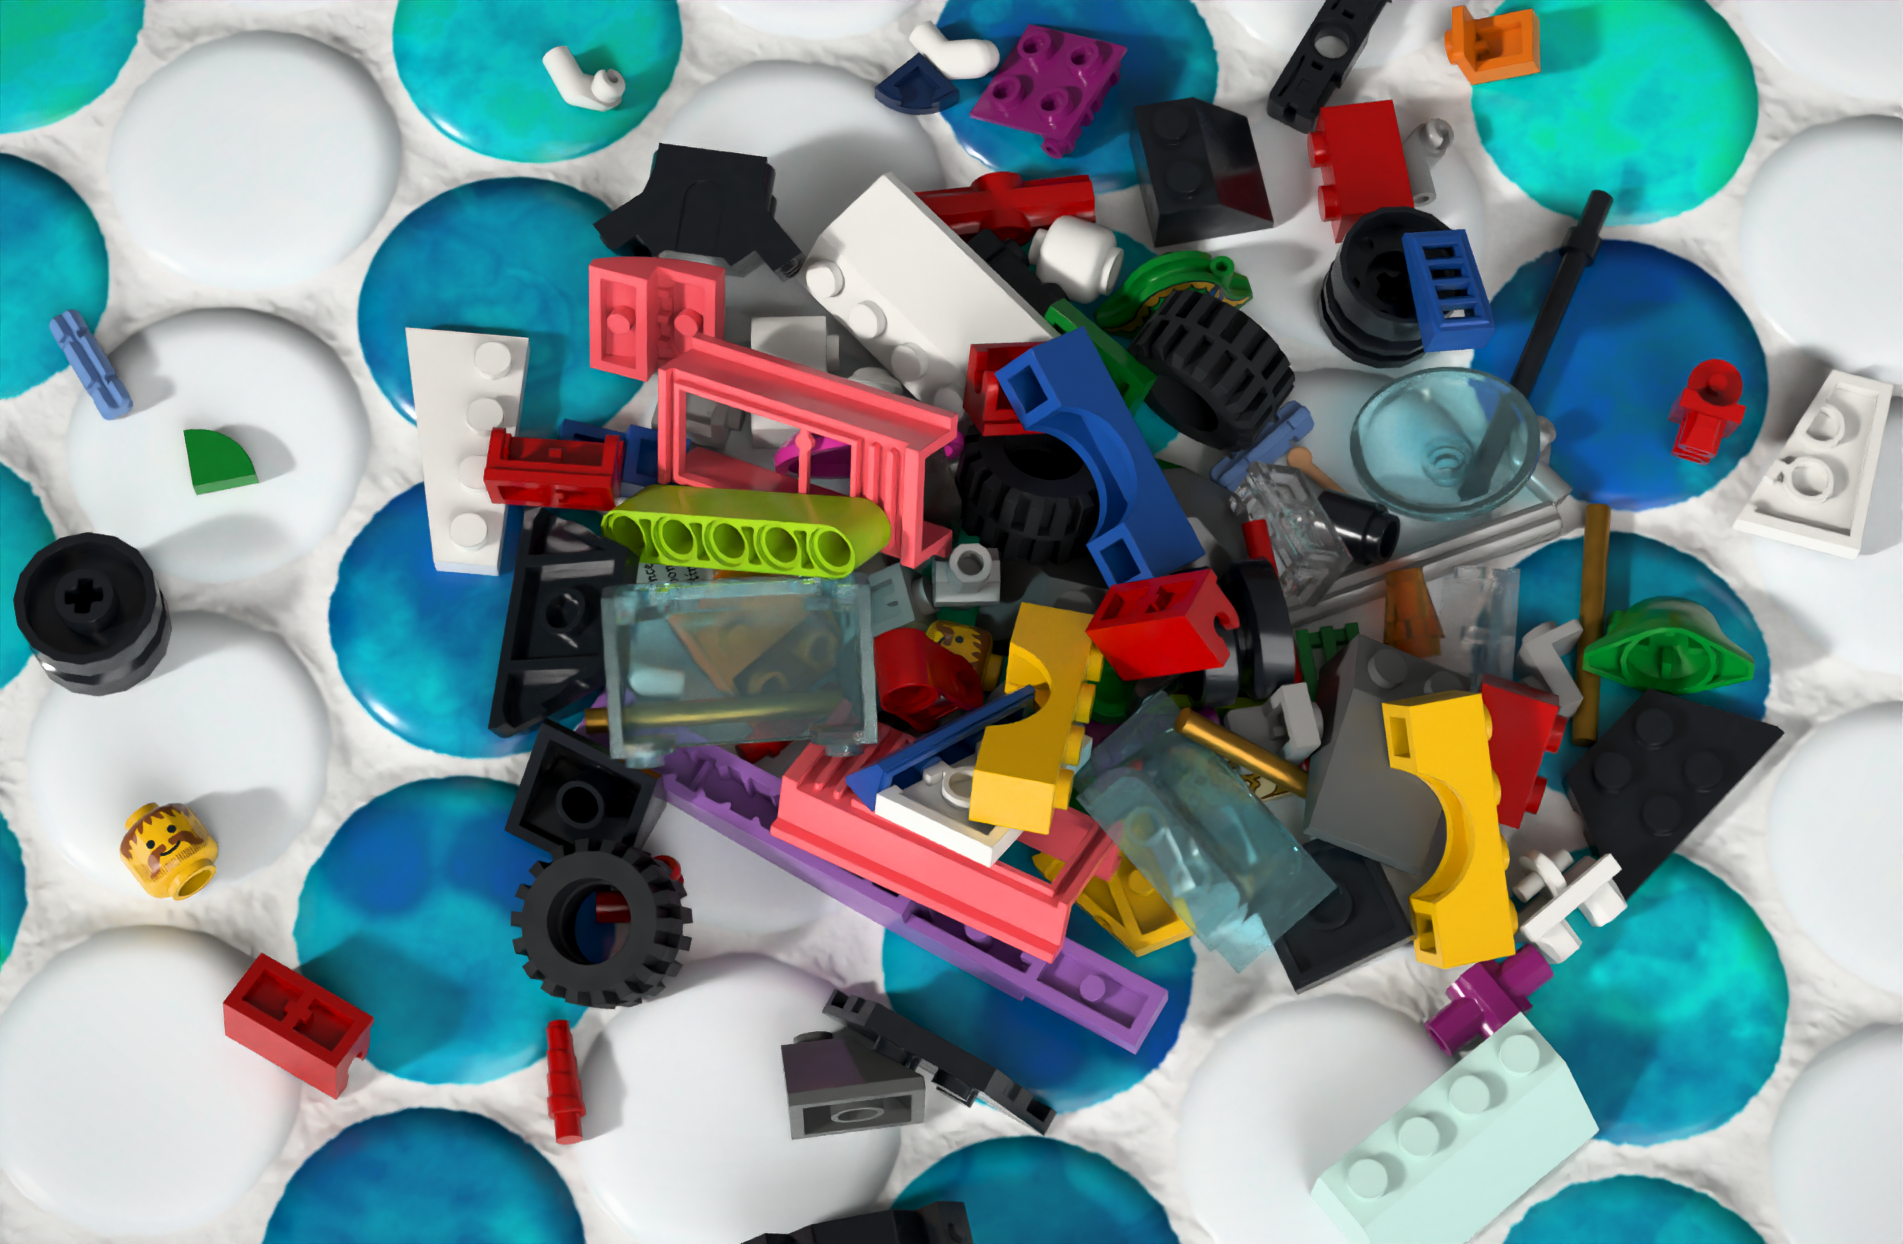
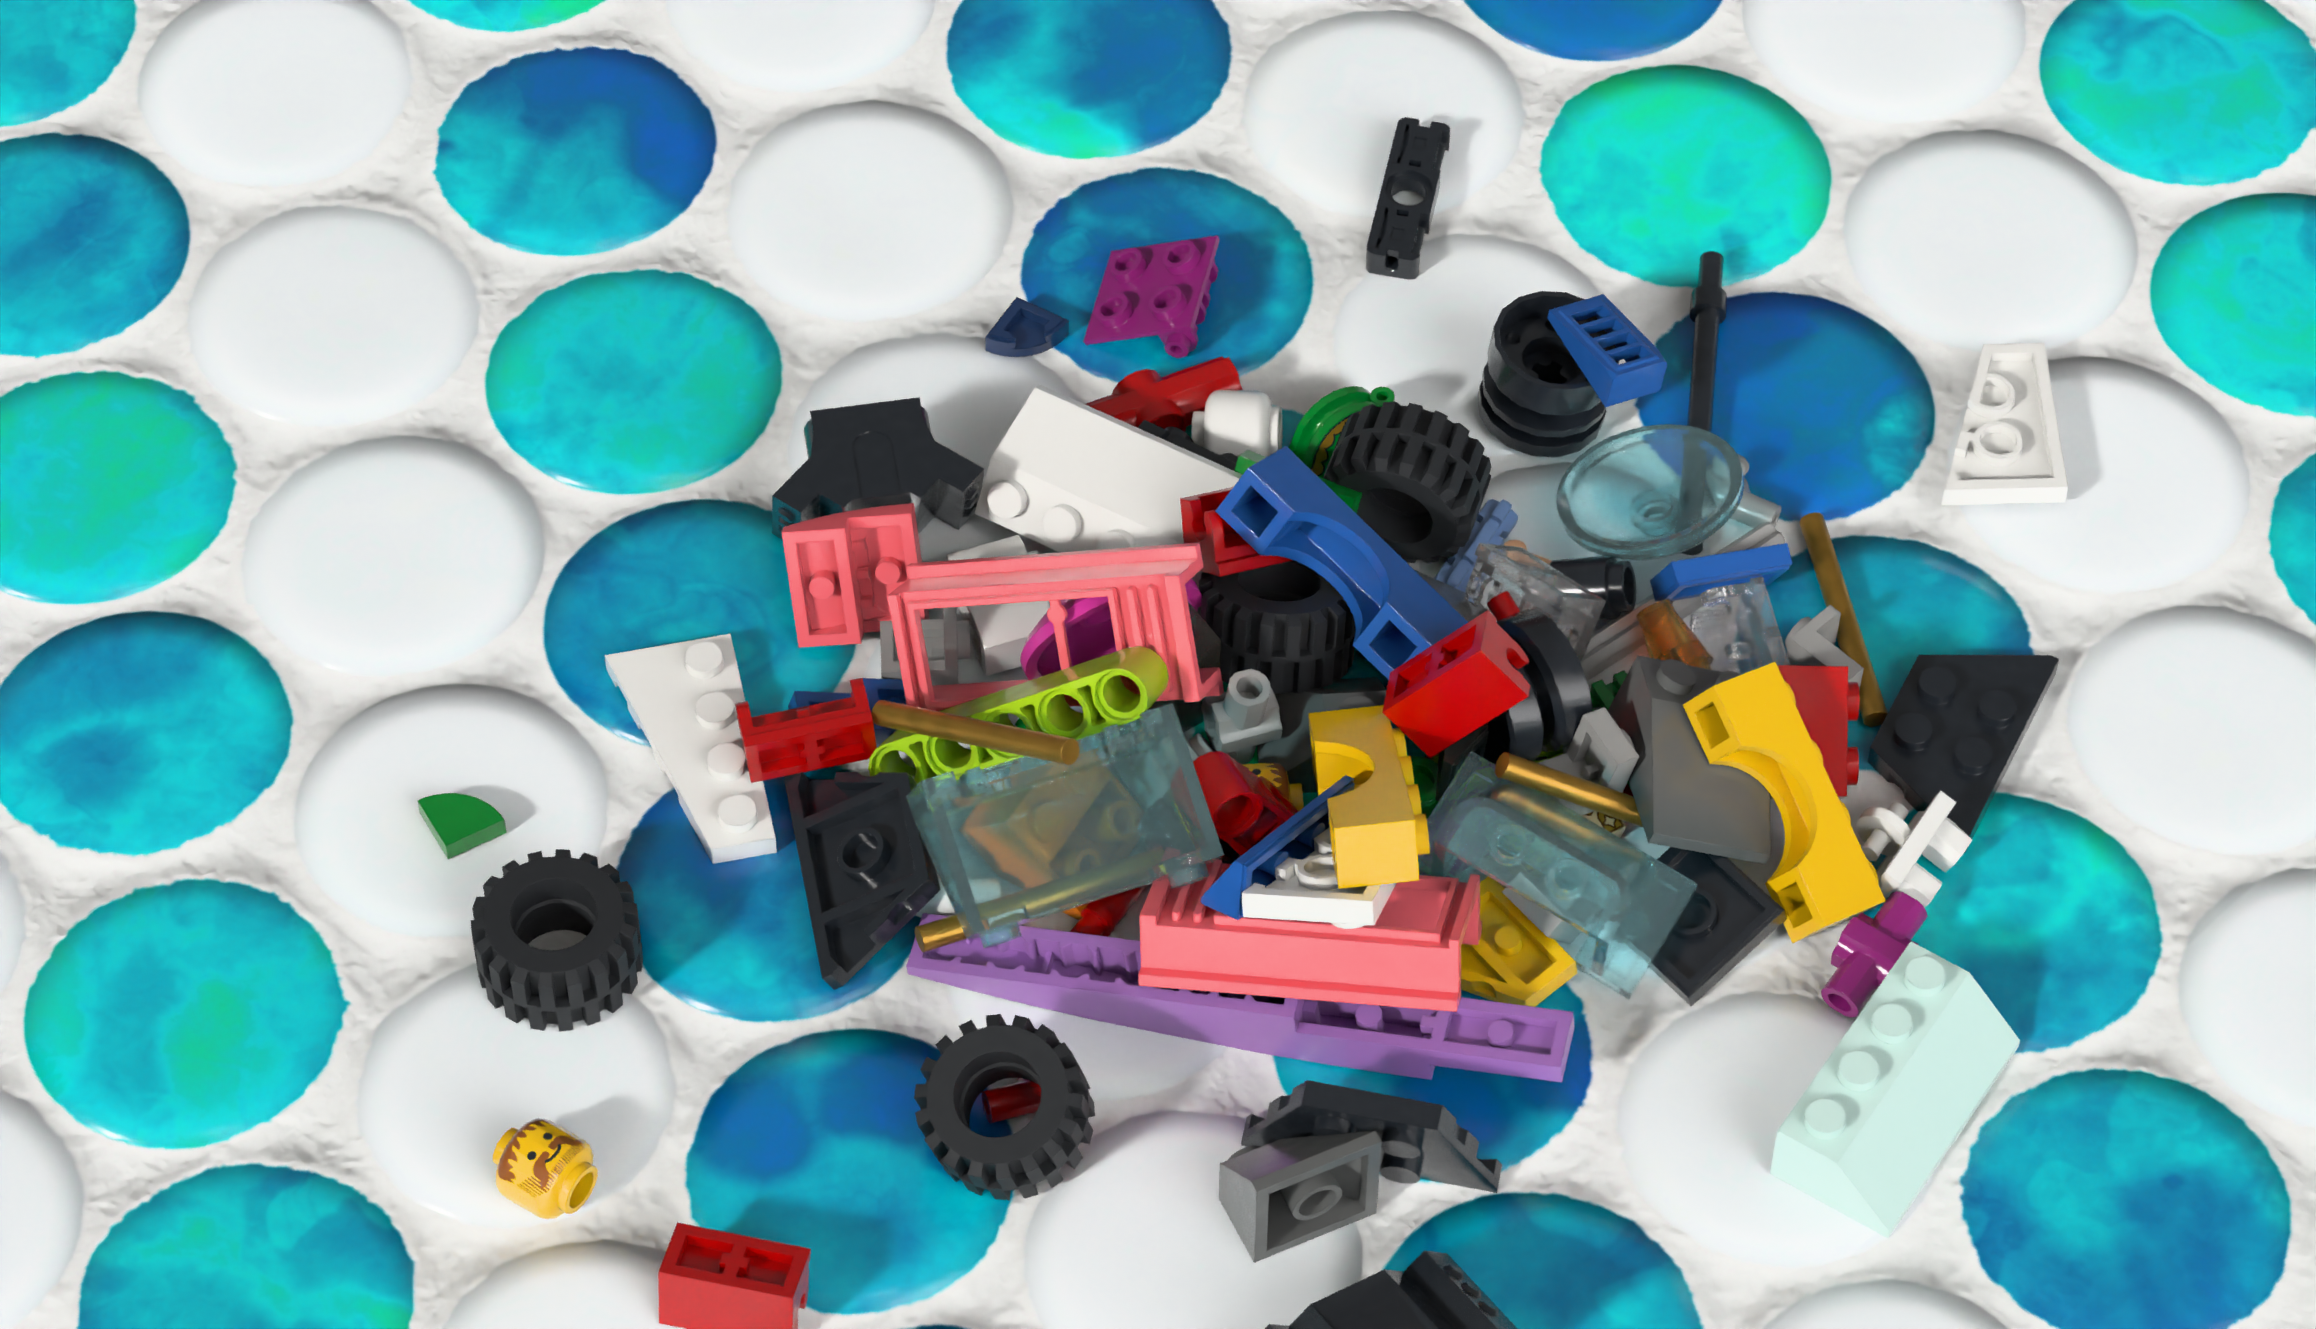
camera: 15 degrees left, 15 degrees down
(91, 364) = (300, 769): medium blue axle -> none
(93, 614) = (392, 977): black wheel -> none
(244, 573) = (565, 982): none -> black tyre
(564, 1086) = (1015, 1271): red animal -> none
(580, 89) = (694, 411): white arm -> none
(582, 793) = (932, 991): black slope -> none
(691, 541) = (976, 732): none -> pearl gold bar
(955, 58) = (1054, 293): white arm -> none
(1197, 172) = (1320, 331): black slope -> none
(1358, 162) = (1471, 281): red brick -> none
(1421, 153) = (1529, 262): light grey arm -> none
(1482, 553) = (1693, 576): none -> blue tile
(1494, 45) = (1563, 156): orange bracket -> none
(1667, 648) = (1925, 615): green hat -> none
(1707, 410) = (1882, 406): red hips -> none

